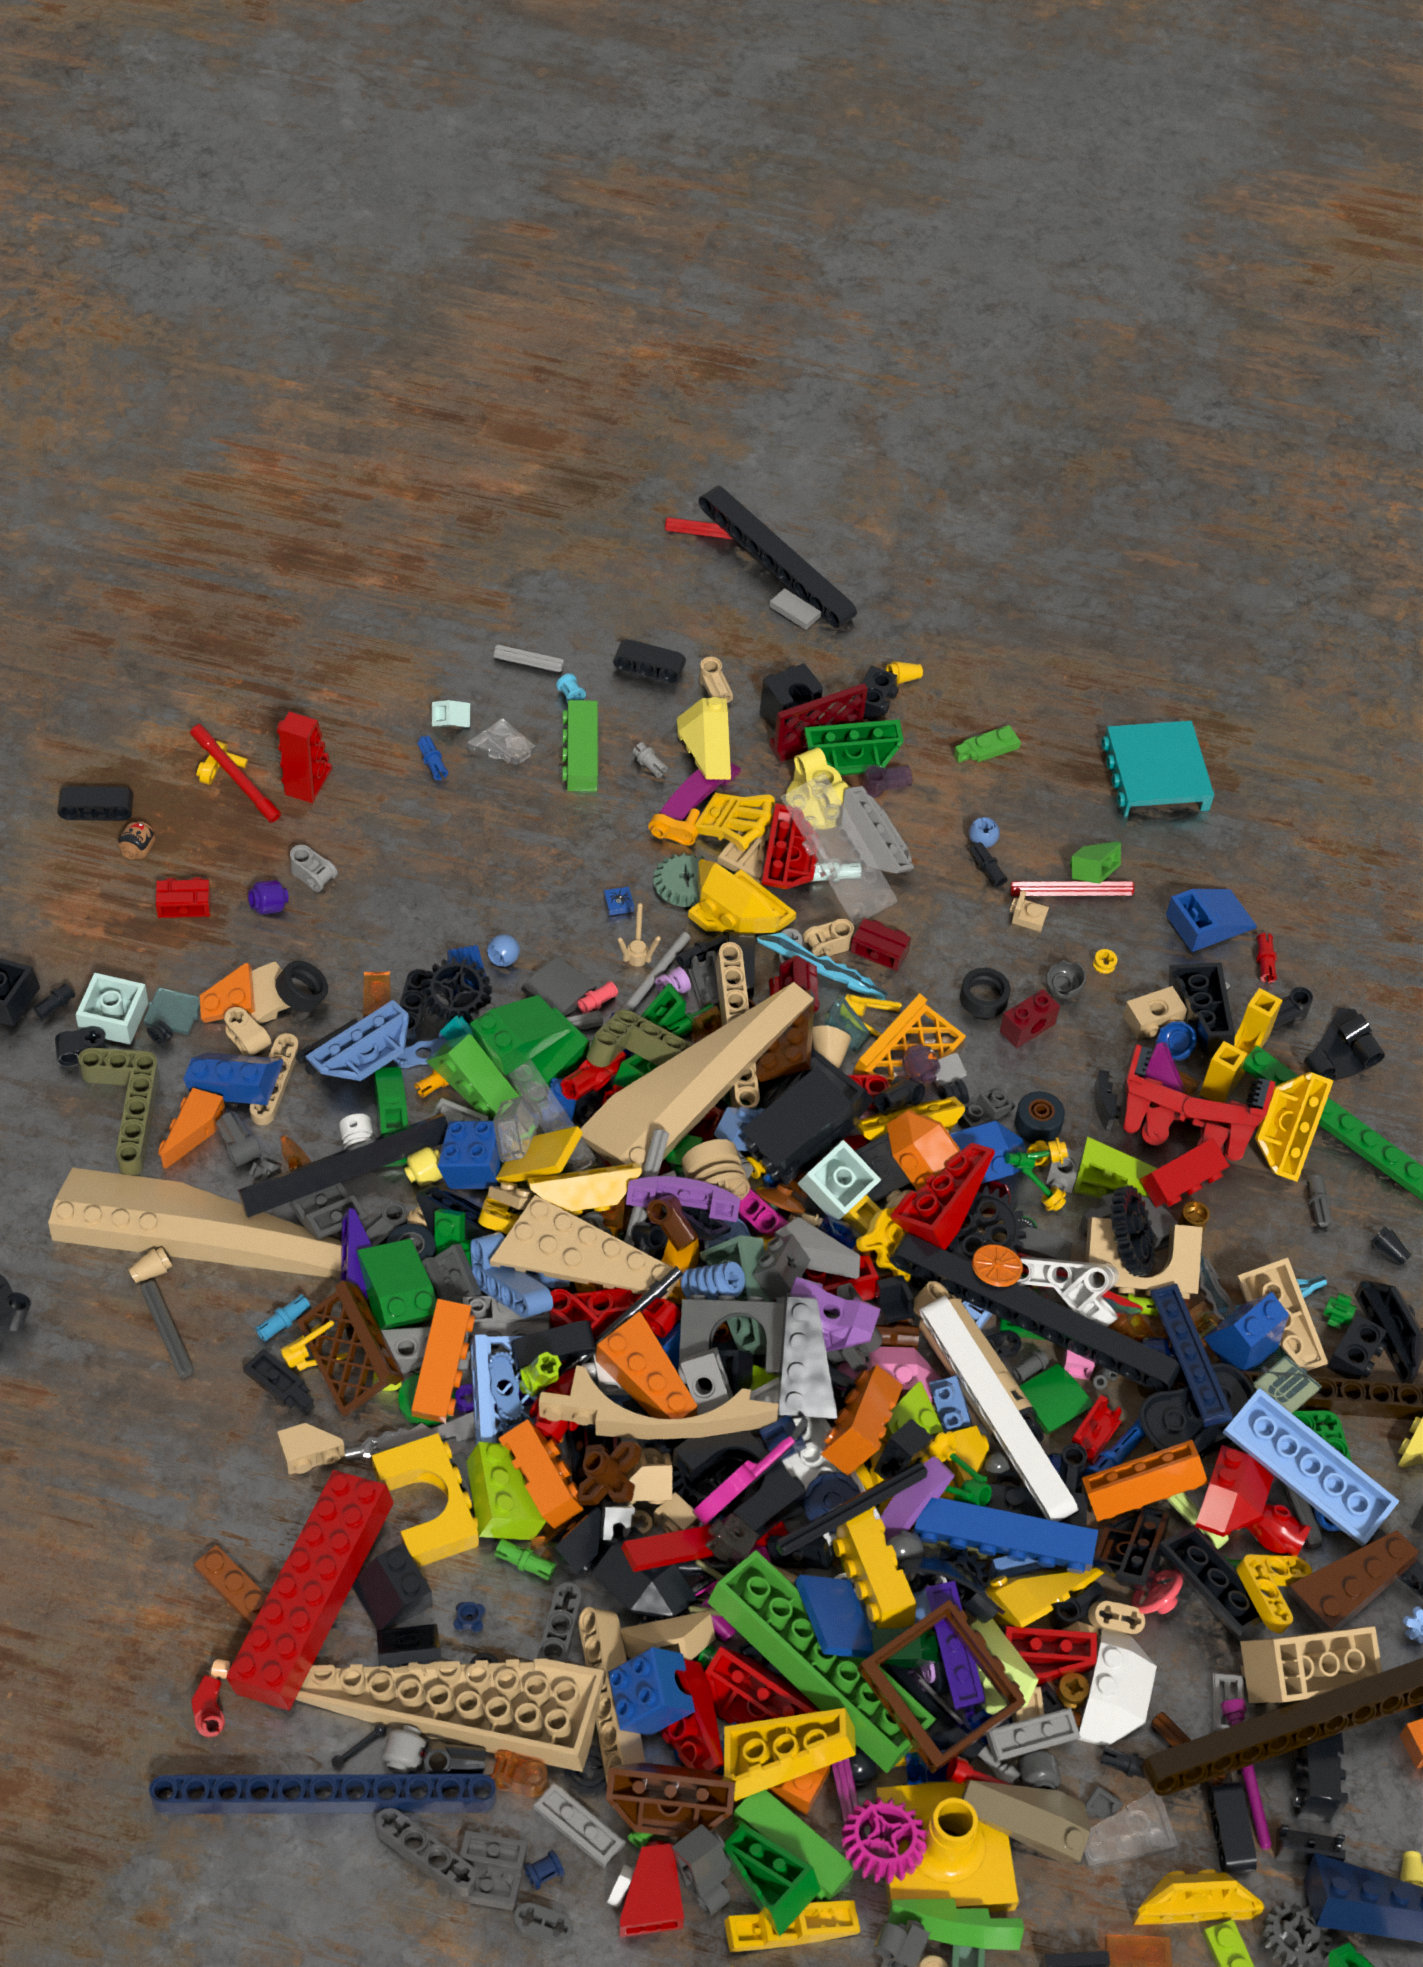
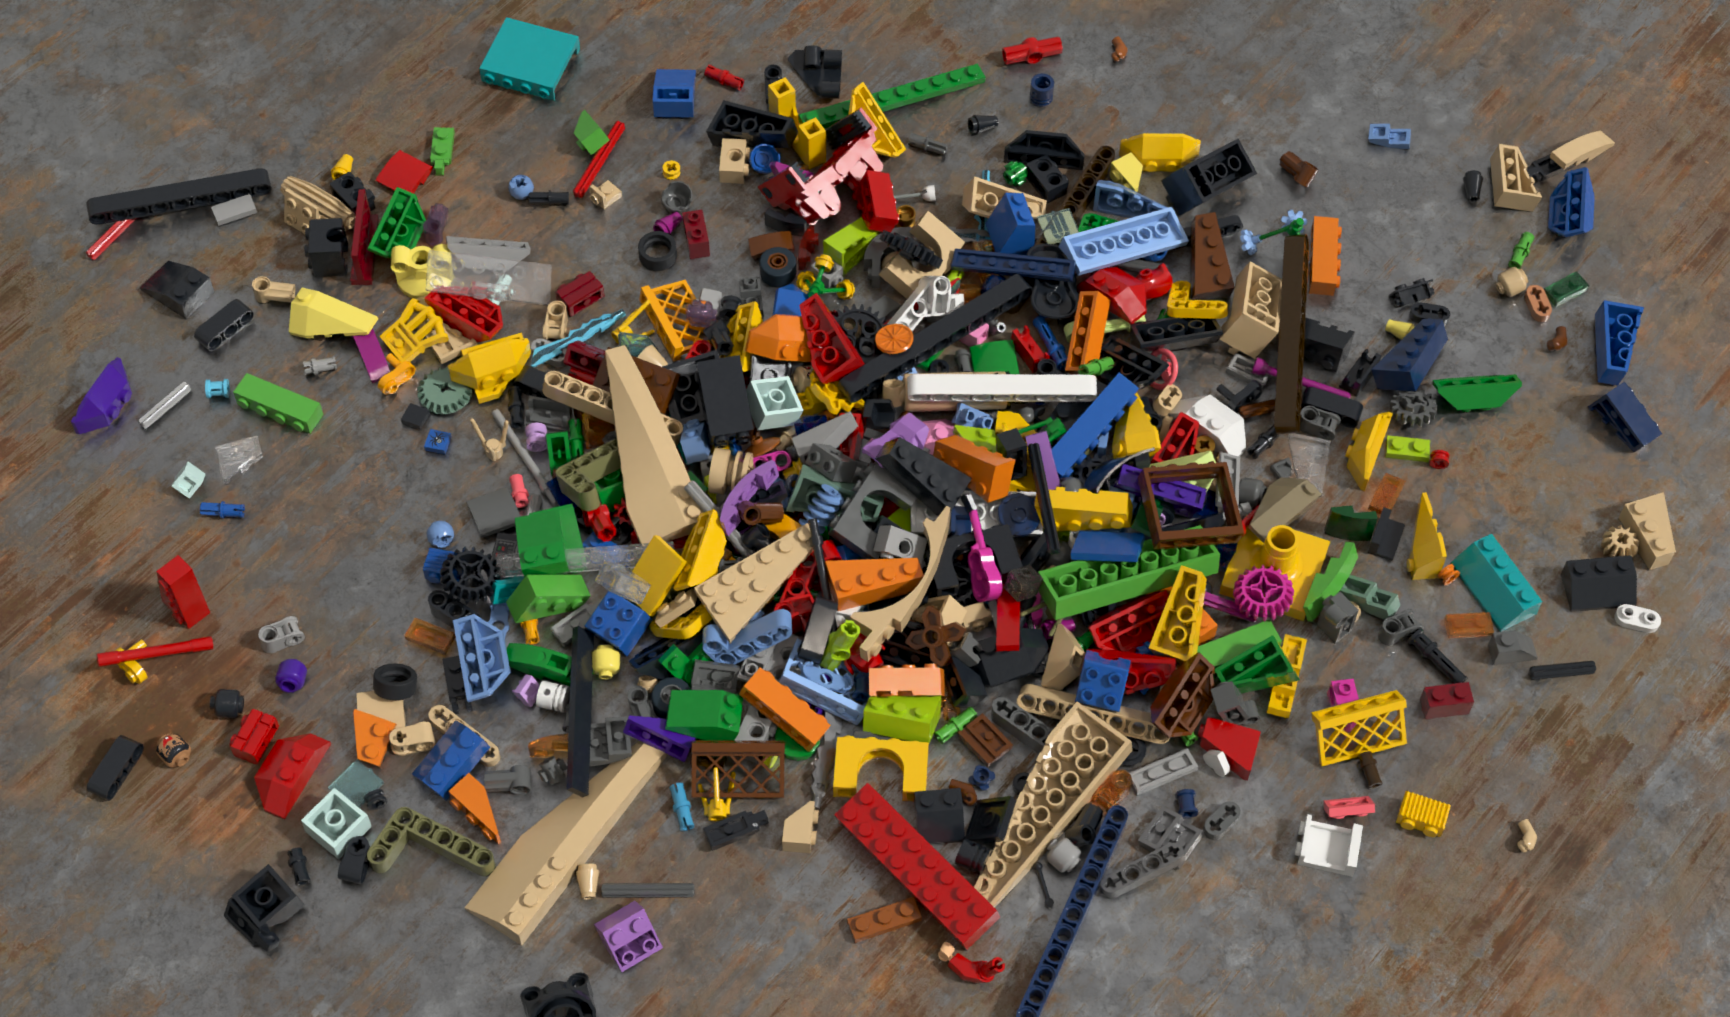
camera: 60 degrees left, 5 degrees up
(99, 1331) = (628, 935): none -> medium lavender slope
(160, 945) = (288, 771): none -> red wedge
(210, 860) = (227, 703): none -> black head
(352, 1646) = (972, 856): none -> black piece
(353, 1105) = (527, 690): none -> lavender tile
(444, 1607) = (968, 793): none -> reddish brown arm
(506, 604) = (103, 399): none -> dark purple wedge
(520, 1599) = (985, 740): none -> reddish brown plate
(638, 868) = (415, 416): none -> black tile
(670, 608) = (179, 288): none -> black slope
(839, 664) = (308, 202): none -> tan plate
(932, 726) = (404, 172): none -> red slope
(1024, 986) = (668, 223): none -> magenta cone
(1053, 1907) = (1351, 526): none -> dark green slope
(1074, 1101) = (761, 243): none -> reddish brown slope
(1078, 1132) = (807, 247): none -> clear red slope
(1103, 1508) = (1096, 367): none -> bright green pin
(1191, 1715) = (1249, 393): none -> black piece
(1197, 1826) = (1319, 422): none -> dark grey piece
(1248, 1230) = (927, 194): none -> hinge
(1381, 1443) = (1122, 201): none -> medium blue wedge

